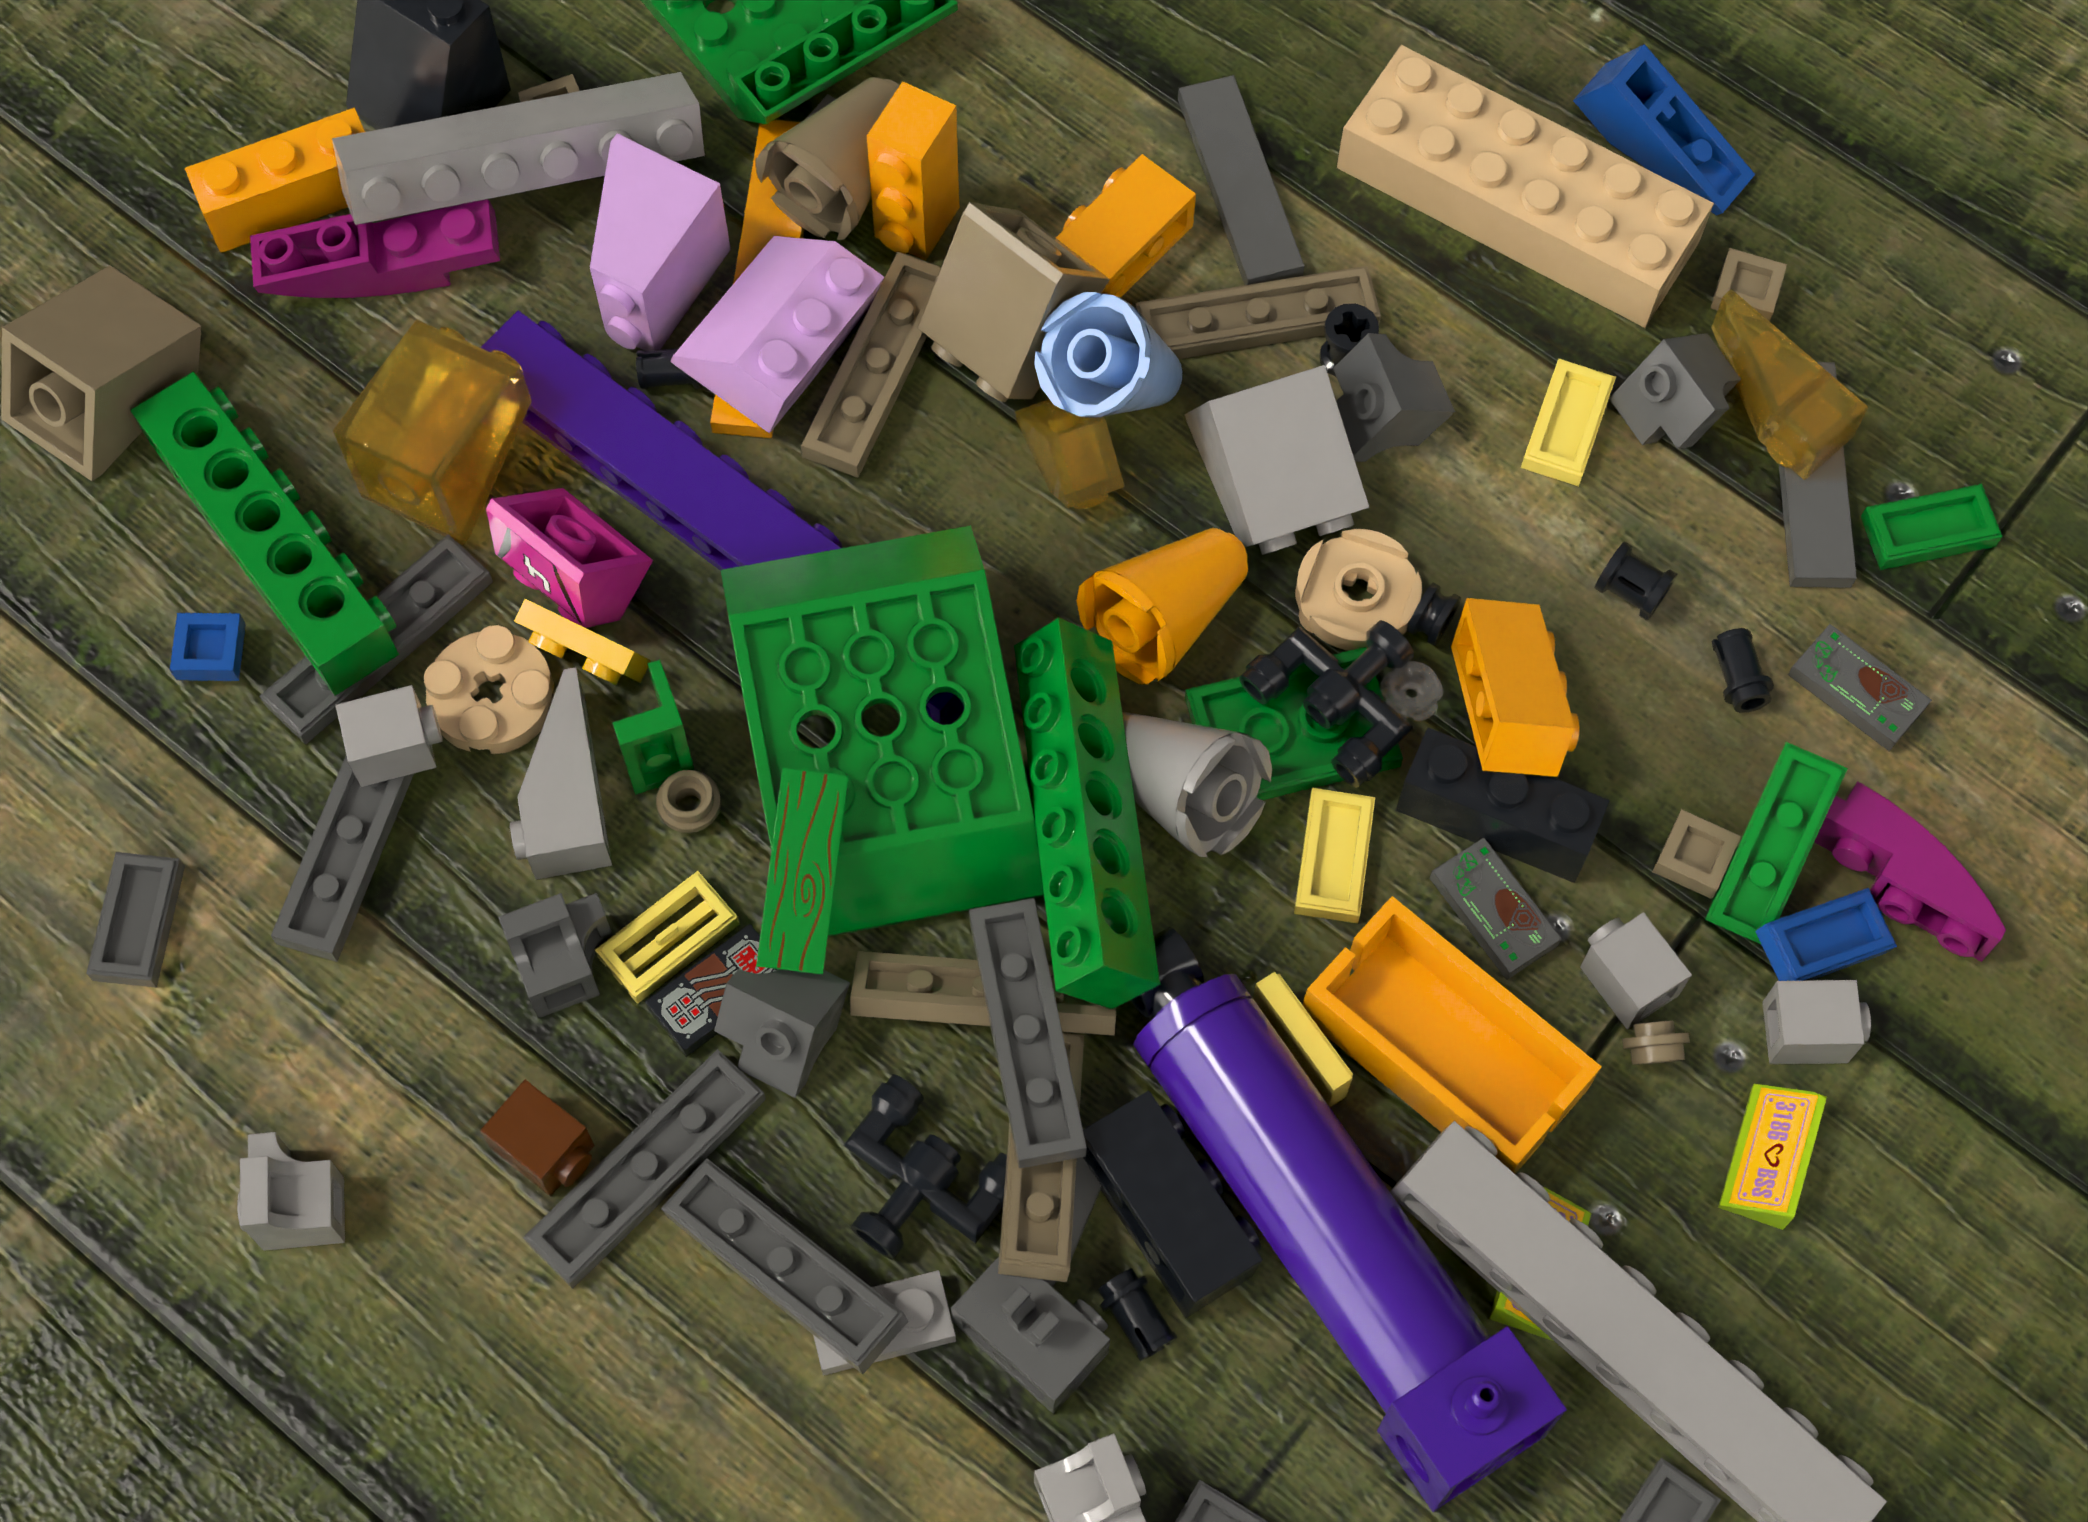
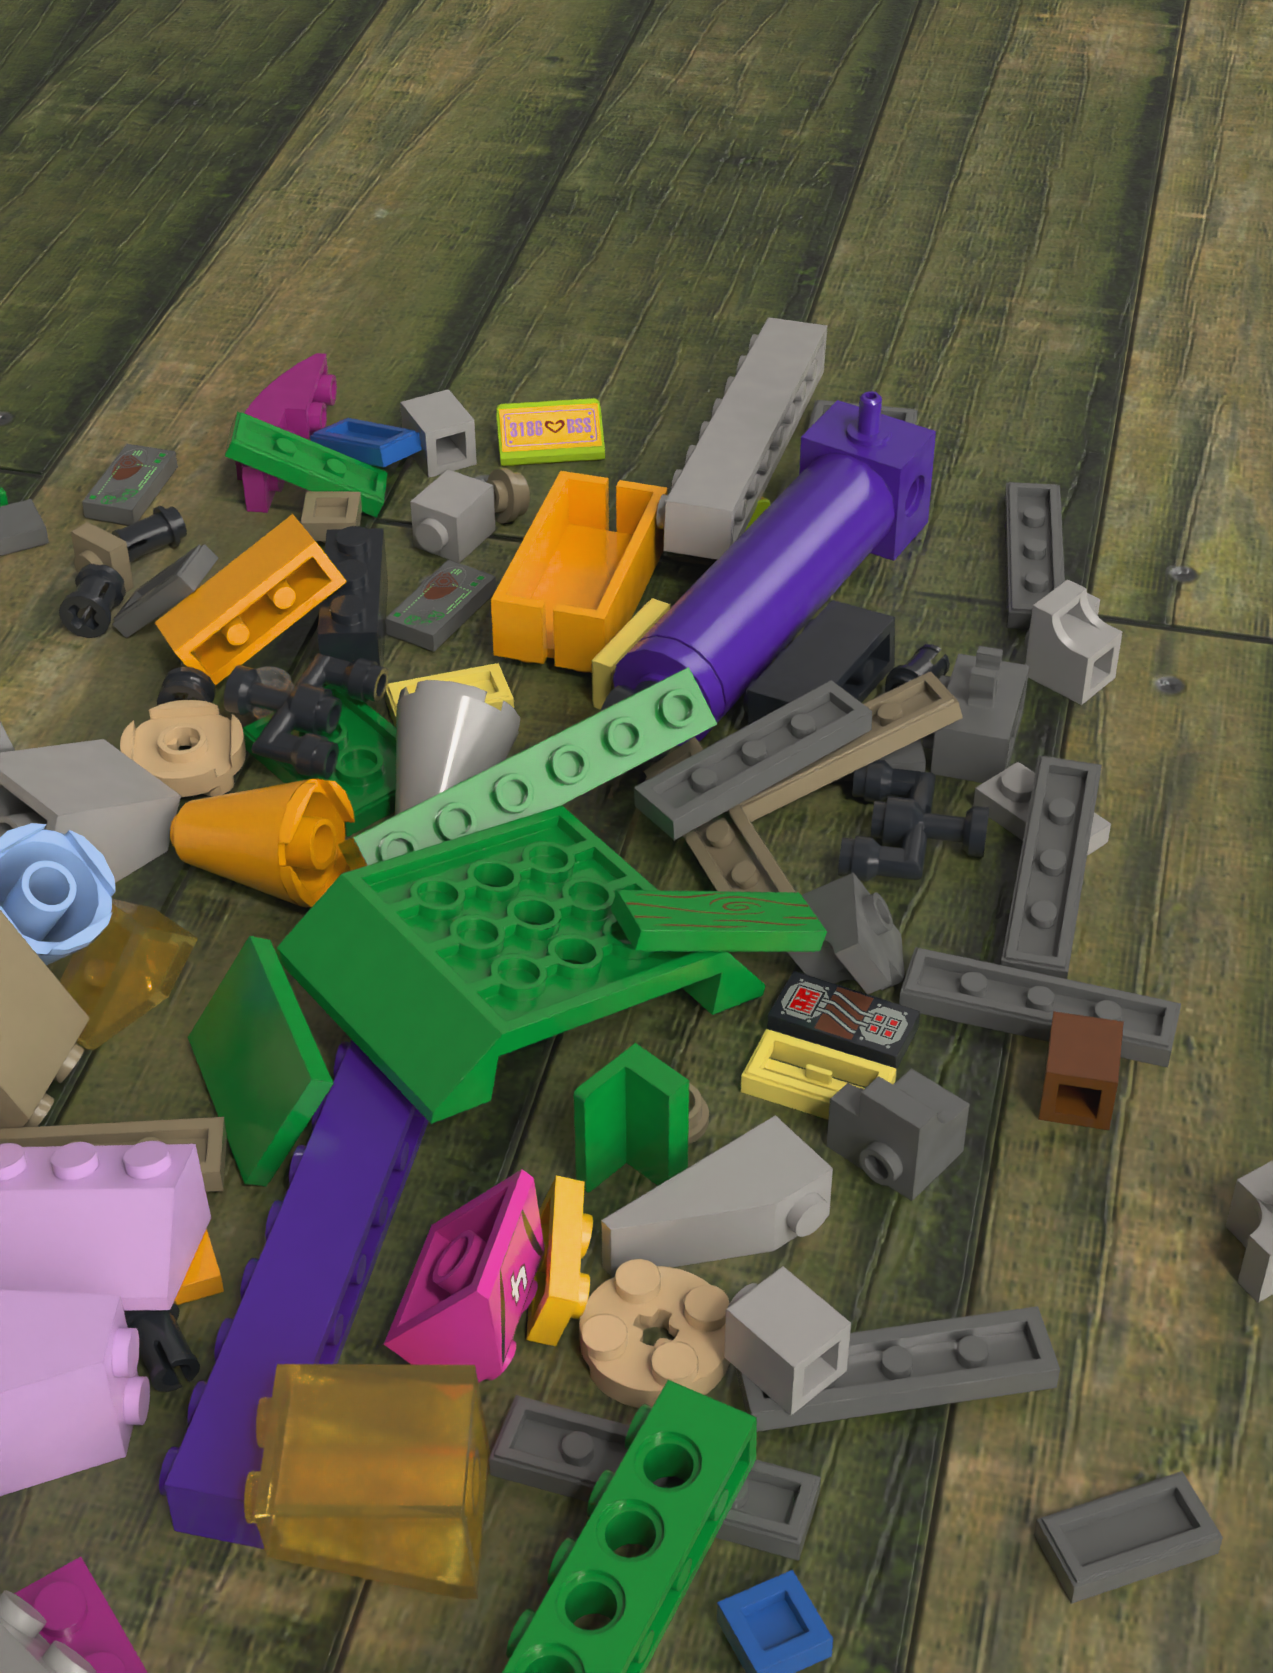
camera: 115 degrees left, 25 degrees down
(885, 497) = (259, 1061): none -> green tile
(1595, 633) = (164, 590): none -> dark grey tile
(1701, 605) = (100, 547): none -> dark tan plate

